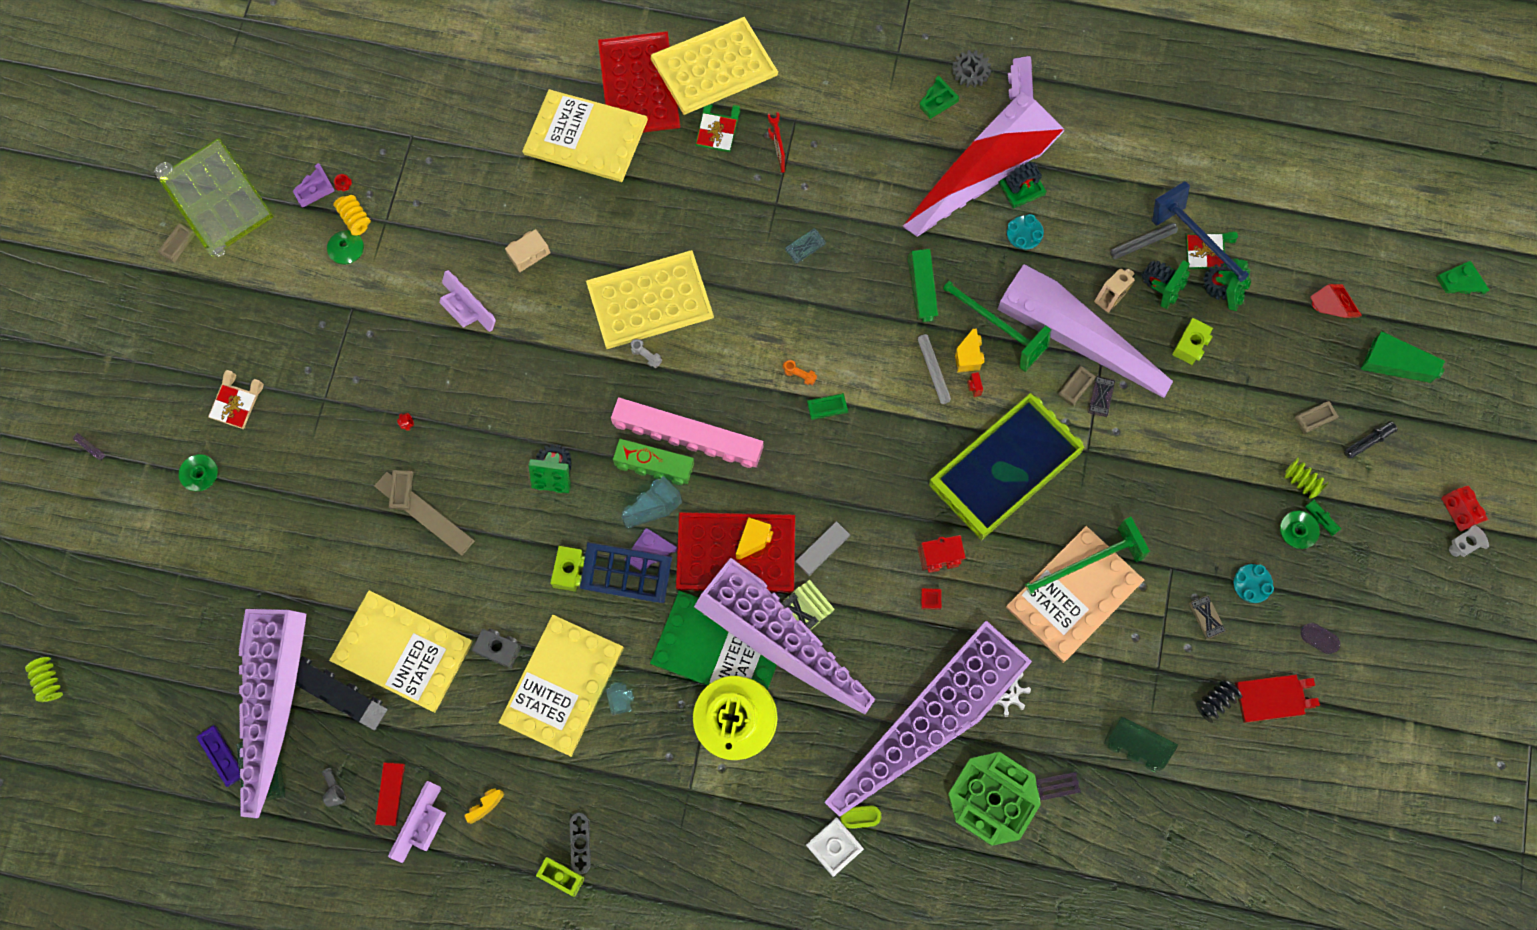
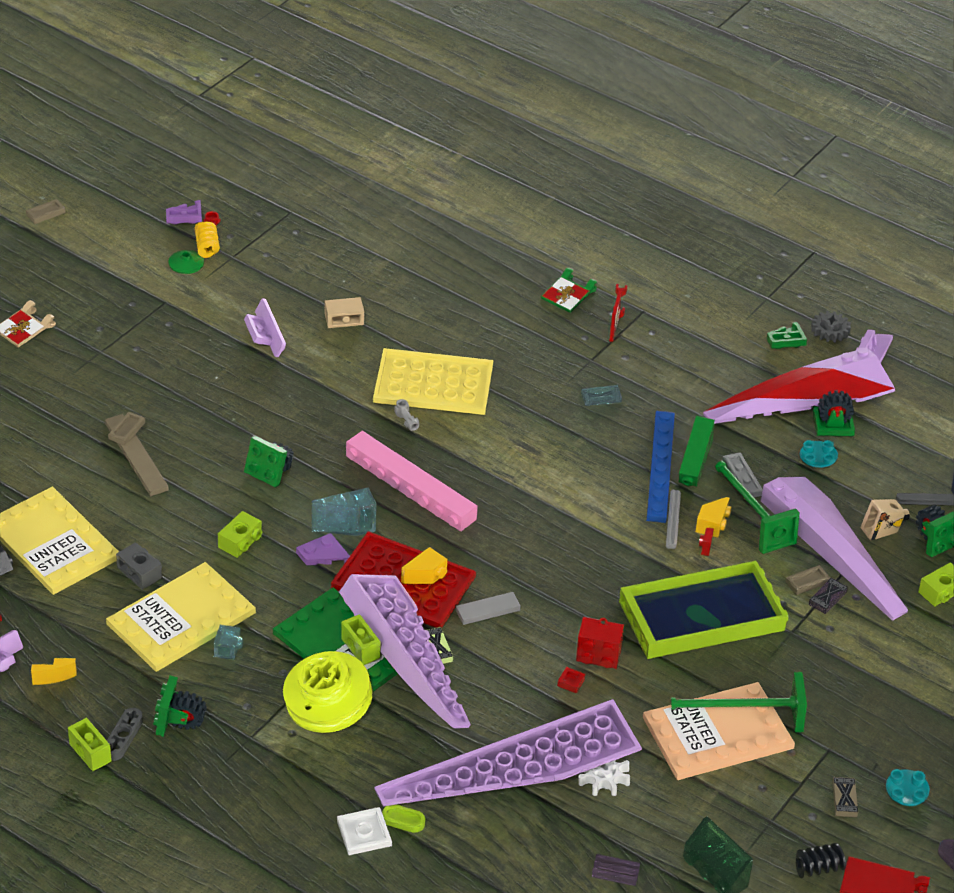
camera: 20 degrees right, 30 degrees down
(214, 197) = (97, 192): clear door -> none
(405, 421) = (161, 387): red plate -> none
(585, 135) = (444, 255): light yellow plate -> none
(616, 801) = (177, 708): none -> plate
(633, 80) = (514, 240): red plate -> none
(653, 461) = (350, 477): bright green brick -> none
(662, 578) = (320, 575): dark blue piece -> none
(714, 65) = (589, 247): light yellow plate -> none
(738, 650) = (360, 639): none -> lime brick
(790, 369) = (535, 472): orange bar -> none
(816, 598) = (458, 644): yellowish green tile -> none
(827, 406) = (554, 511): green tile -> none
(895, 309) = (660, 467): none -> blue plate
(969, 285) = (741, 470): none -> light grey tile
(1013, 787) = (545, 842): bright green piece -> none

